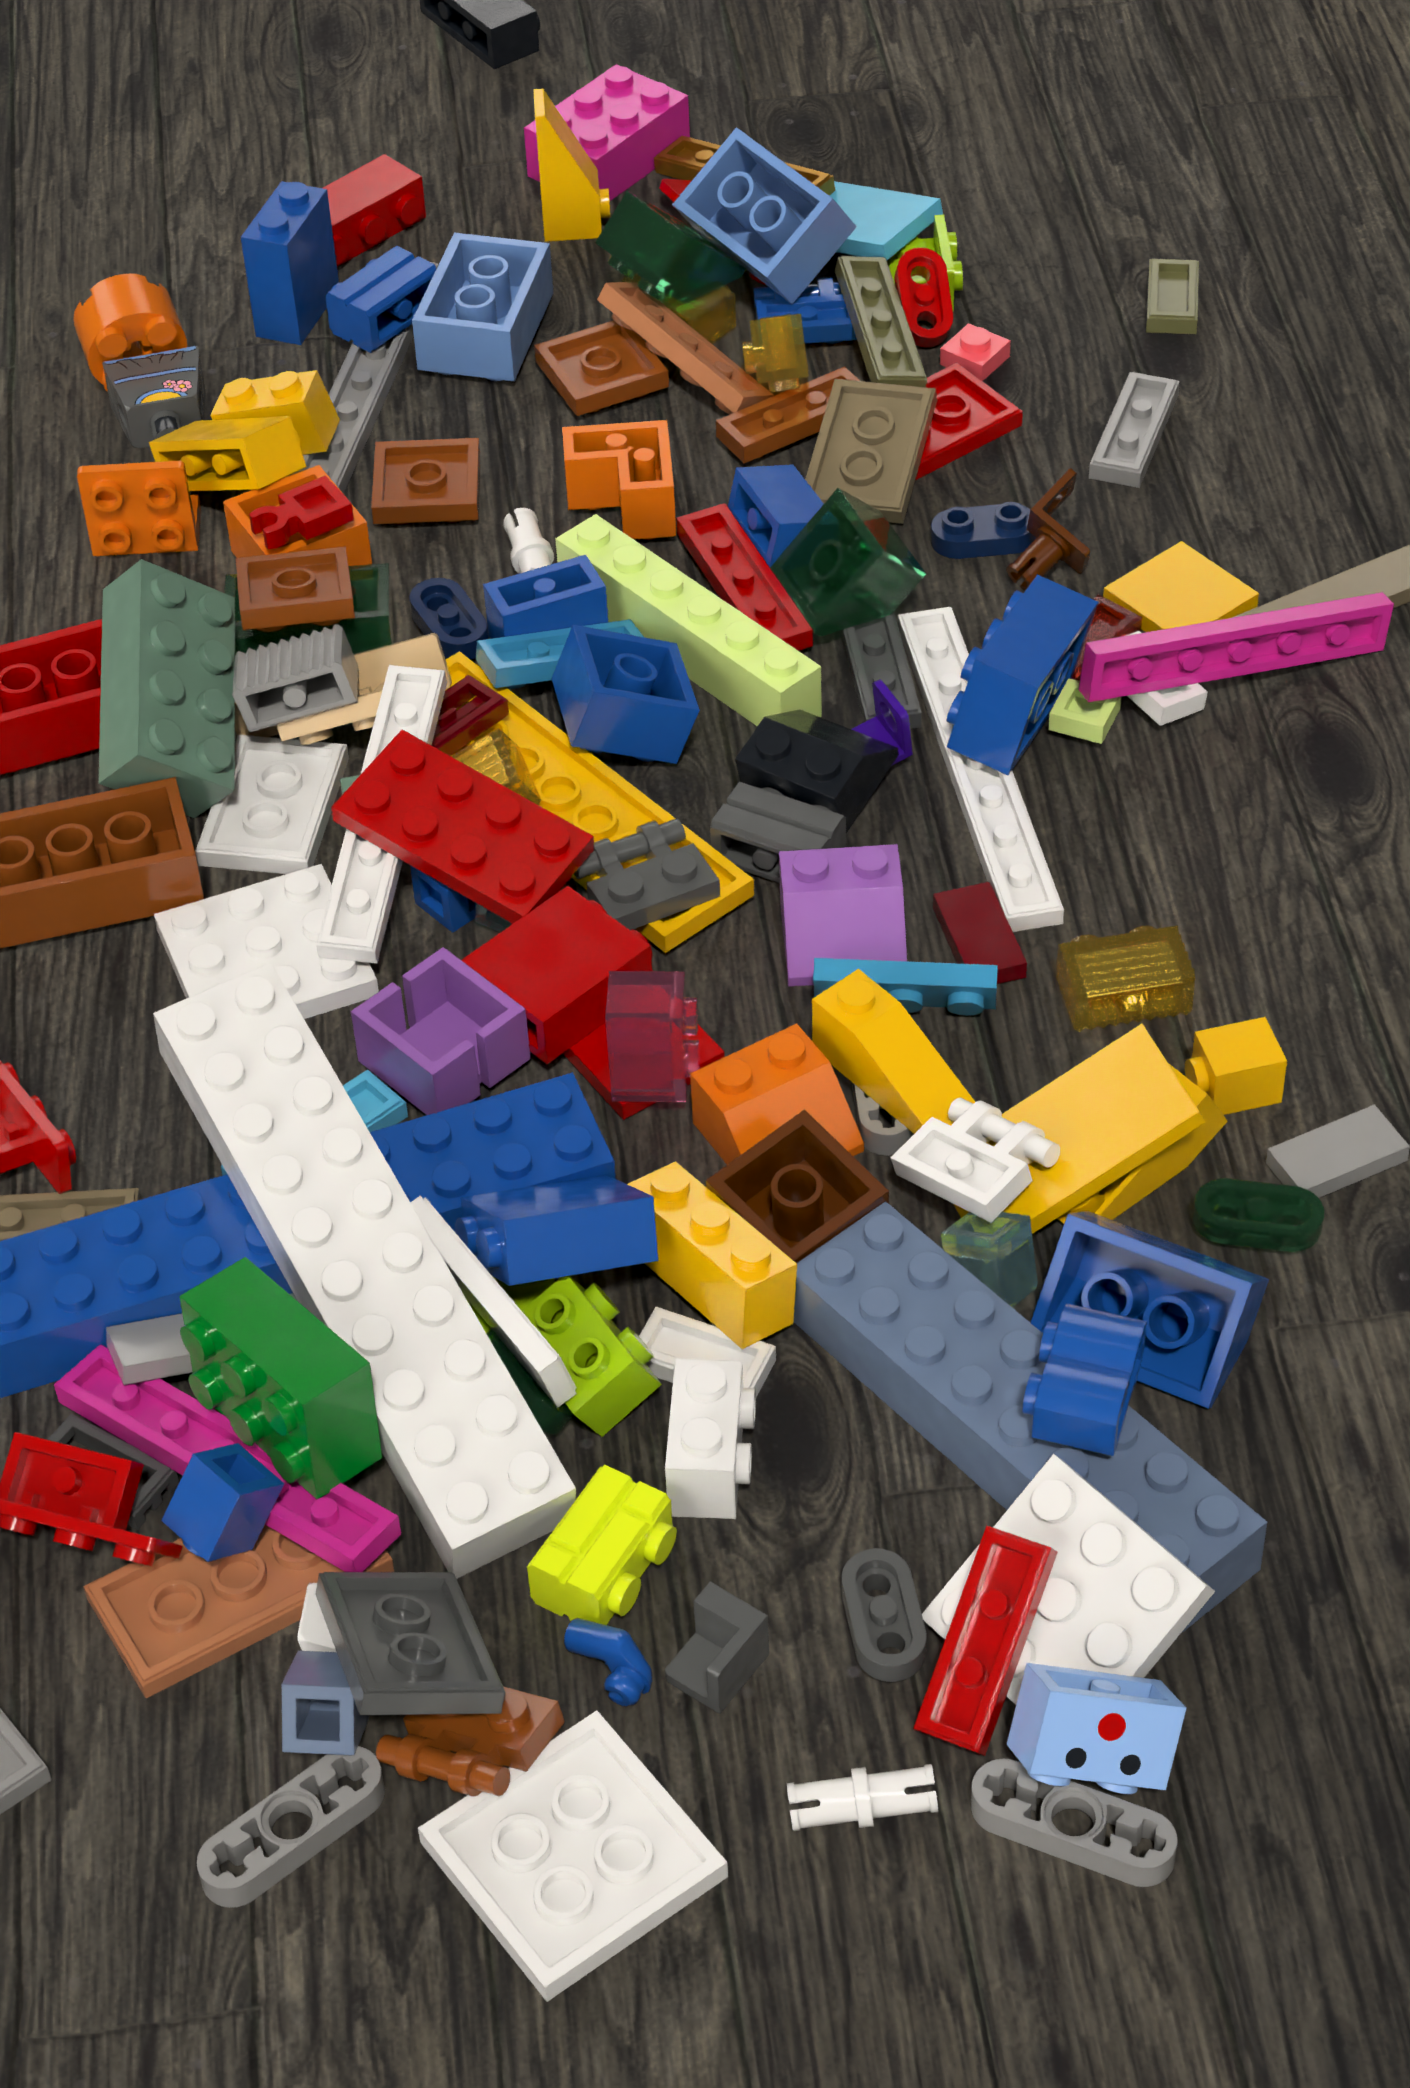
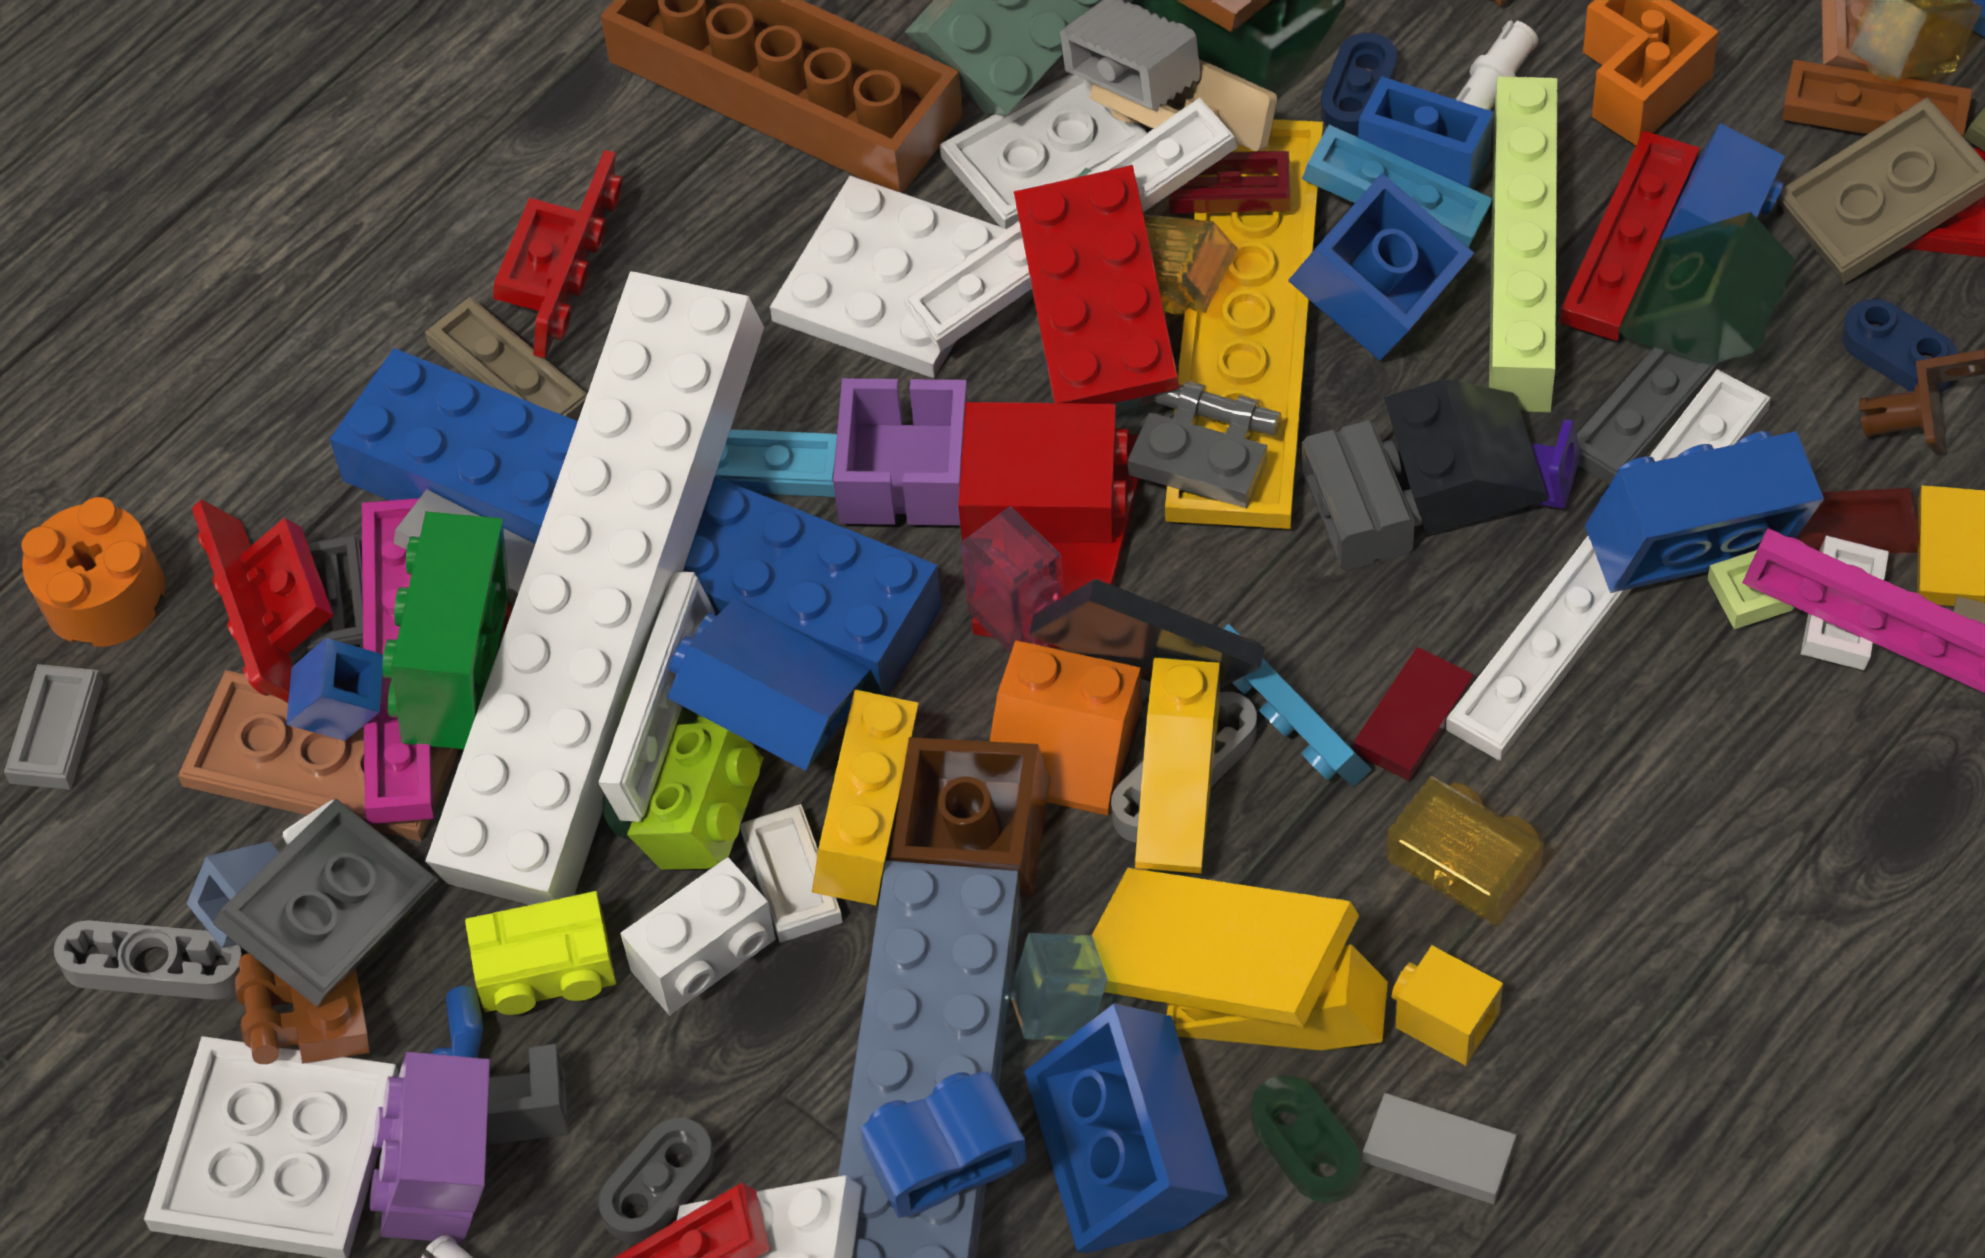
camera: 50 degrees right, 10 degrees up
(720, 1719) = (431, 1147): none -> medium lavender piece
(778, 987) = (1134, 630): none -> black tile
(841, 907) = (1320, 605): medium lavender slope -> none
(967, 1170) = (1107, 900): white plate -> none

